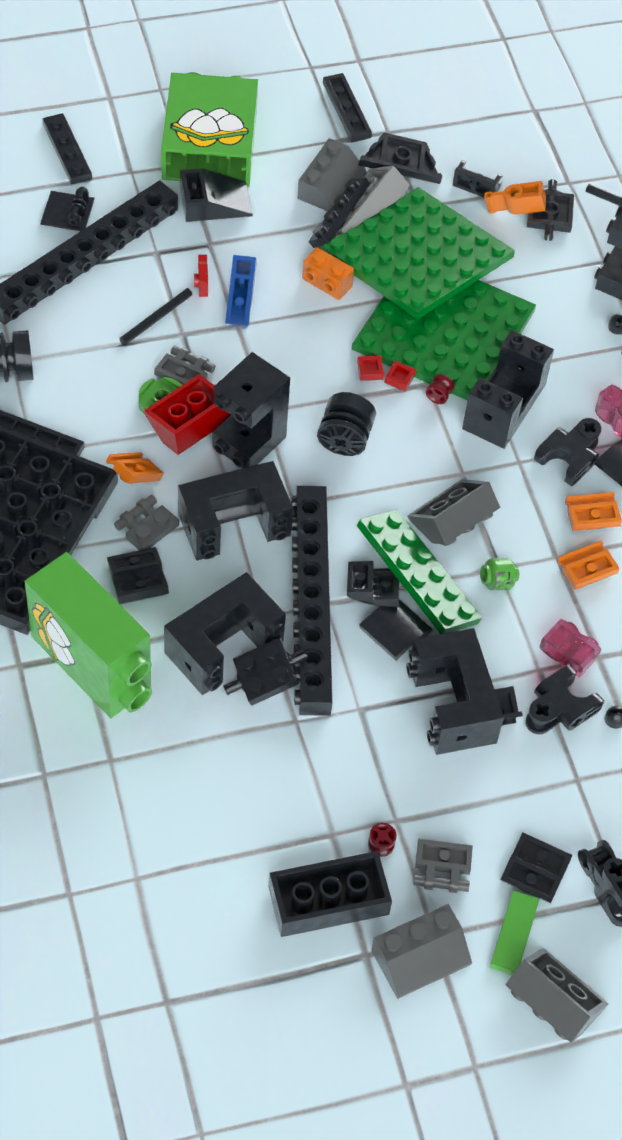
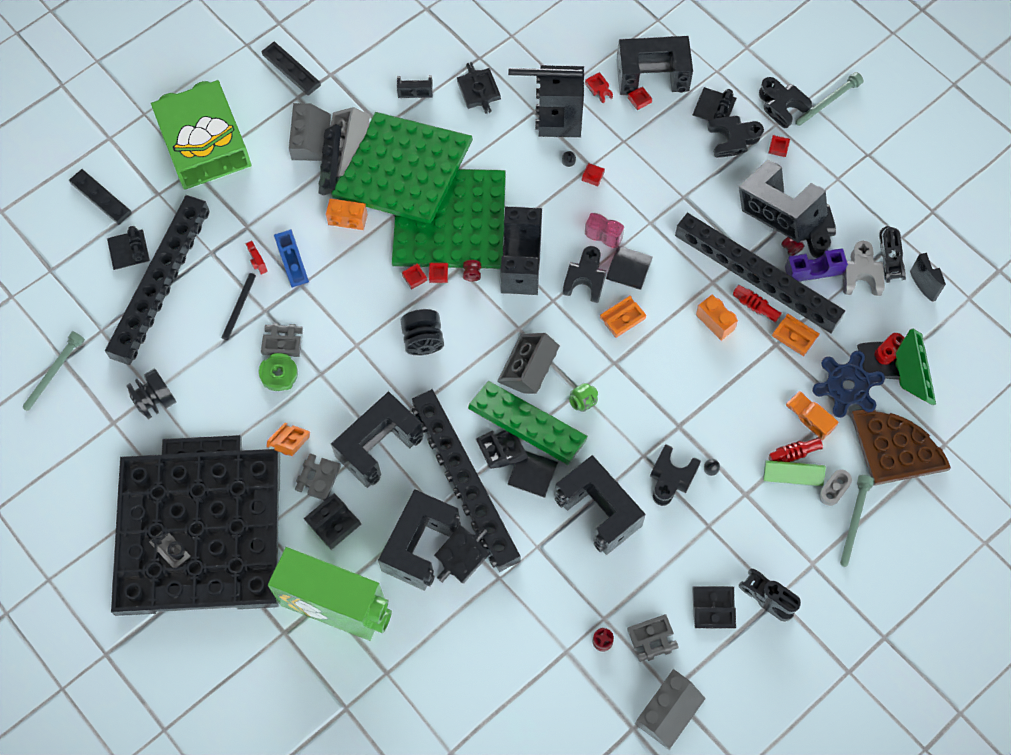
camera: 20 degrees left, 10 degrees up
(186, 415) = (305, 376): red slope -> none
(213, 196) = (231, 188): black slope -> none
(258, 406) = (353, 359): black piece -> none
(329, 893) = (589, 700): black brick -> none
(407, 155) = (352, 91): black wing -> none
(508, 704) = (637, 494): black bracket -> none
(514, 932) = (723, 662): bright green tile -> none
(518, 198) = (453, 90): orange piece -> none
(556, 995) = (773, 694): dark grey slope -> none
(569, 646) = (658, 430): clear pink brick -> none
(588, 565) = (639, 360): orange plate -> none

